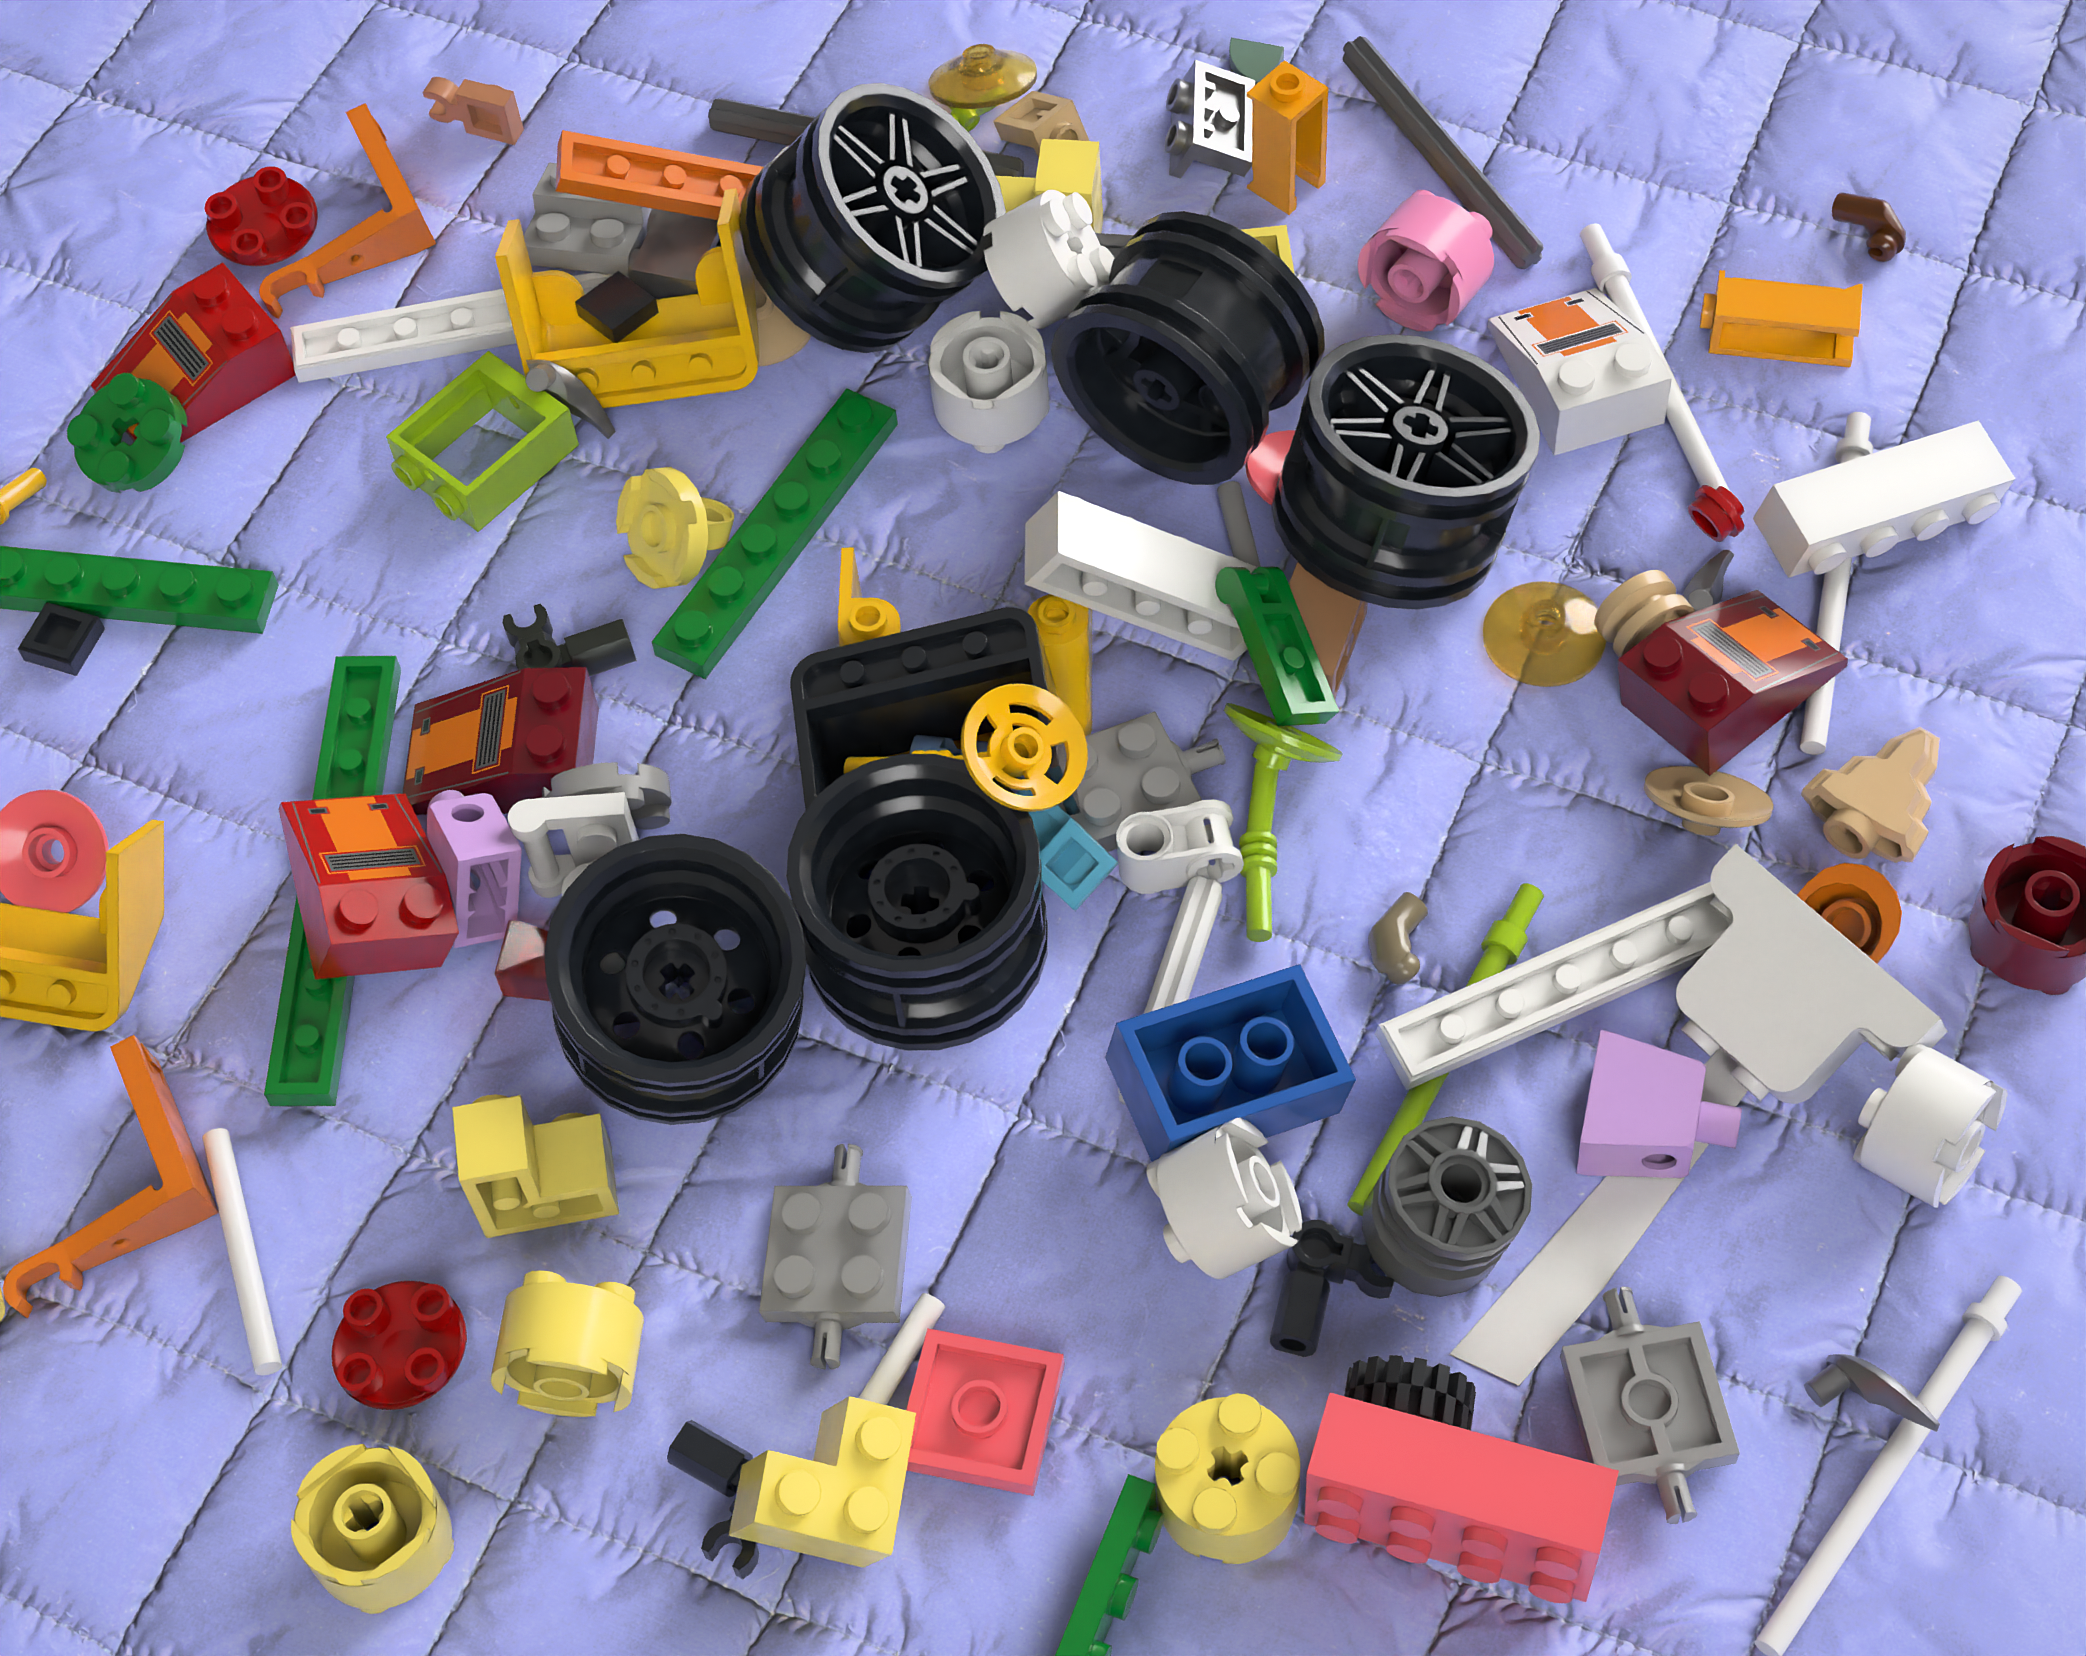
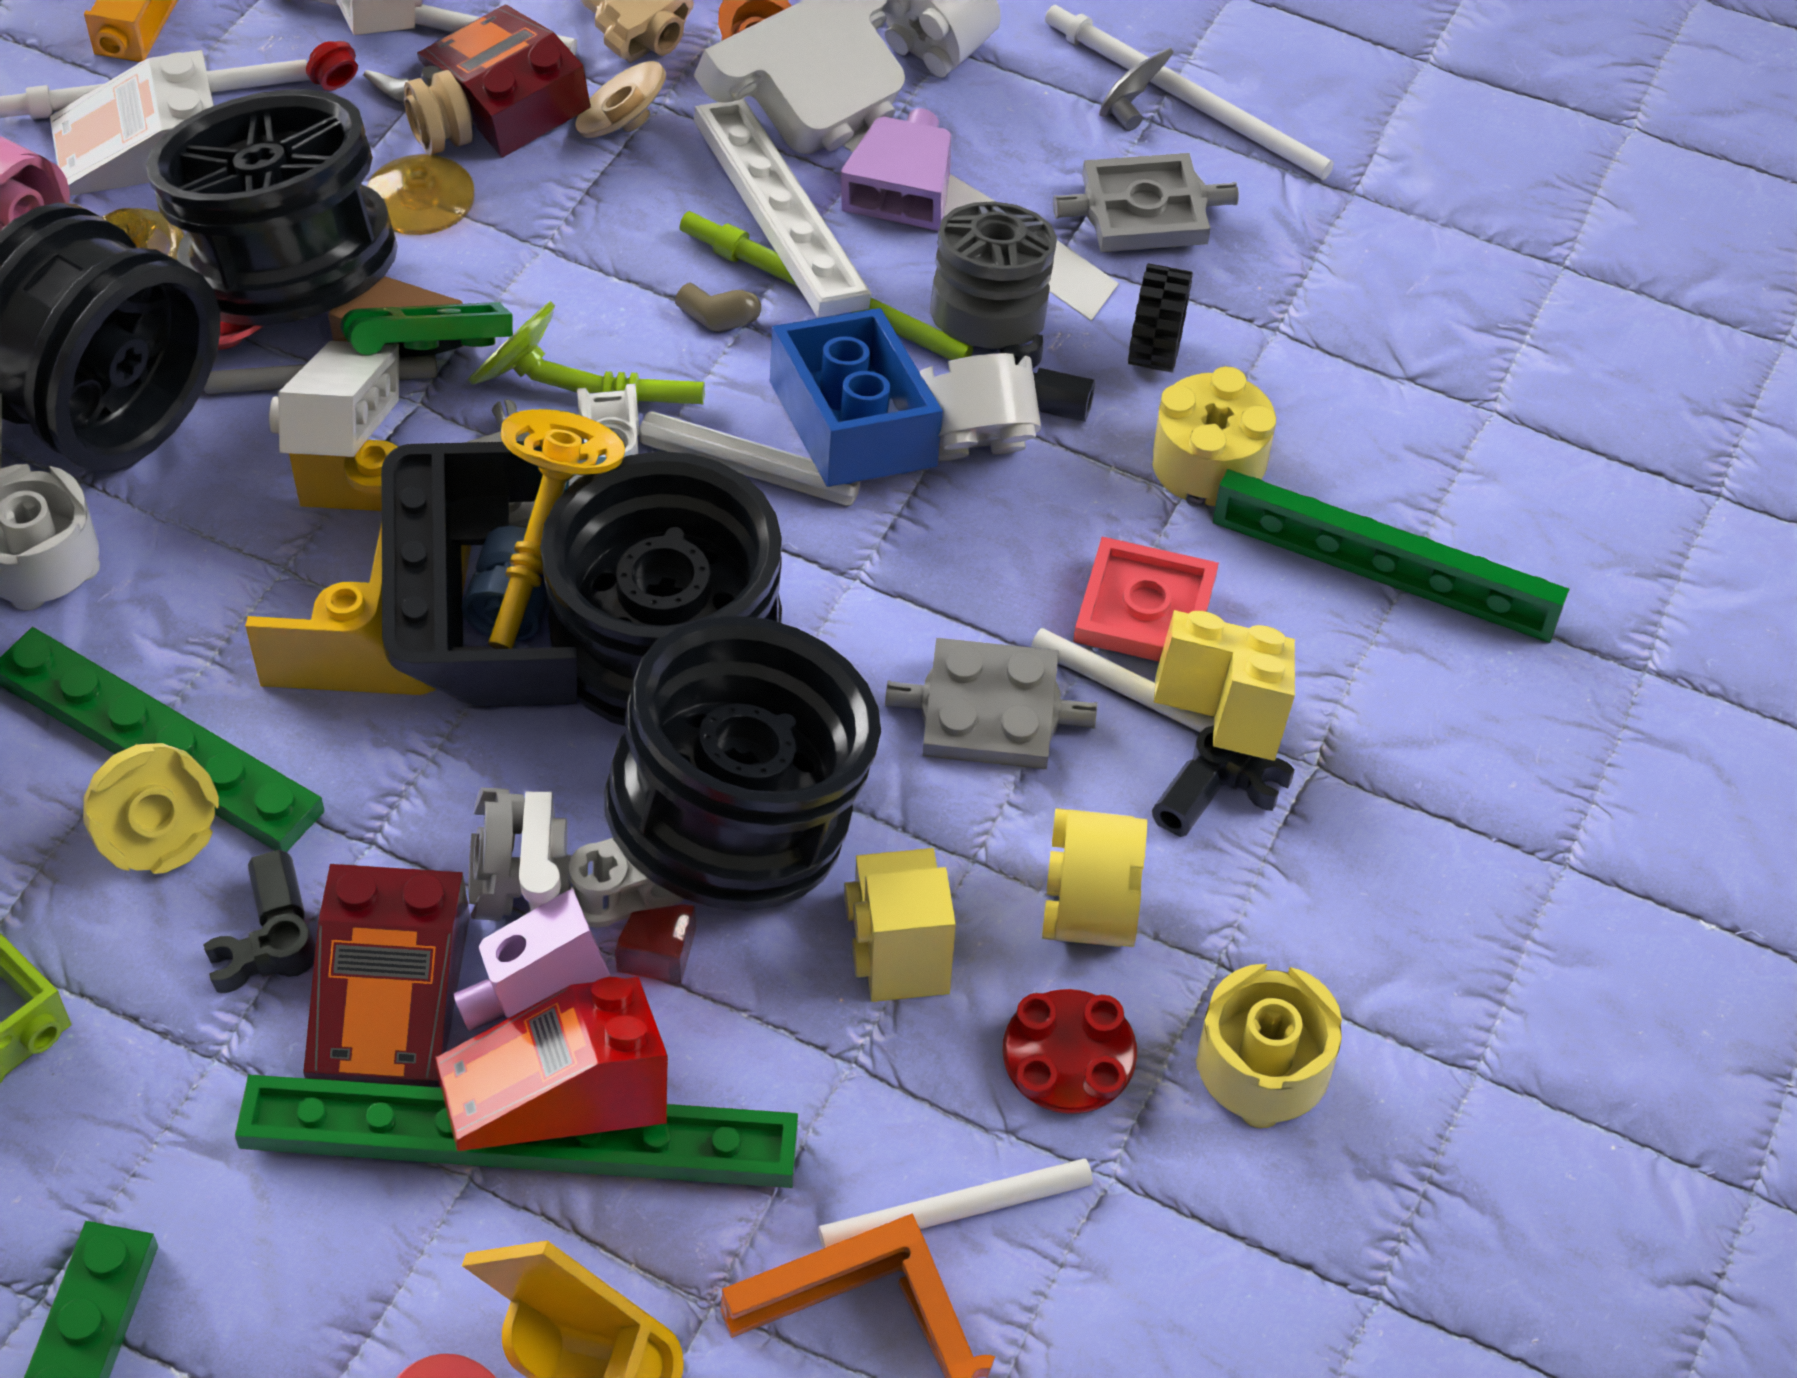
camera: 95 degrees left, 5 degrees down
(1458, 1498) = (1242, 279): coral brick -> none

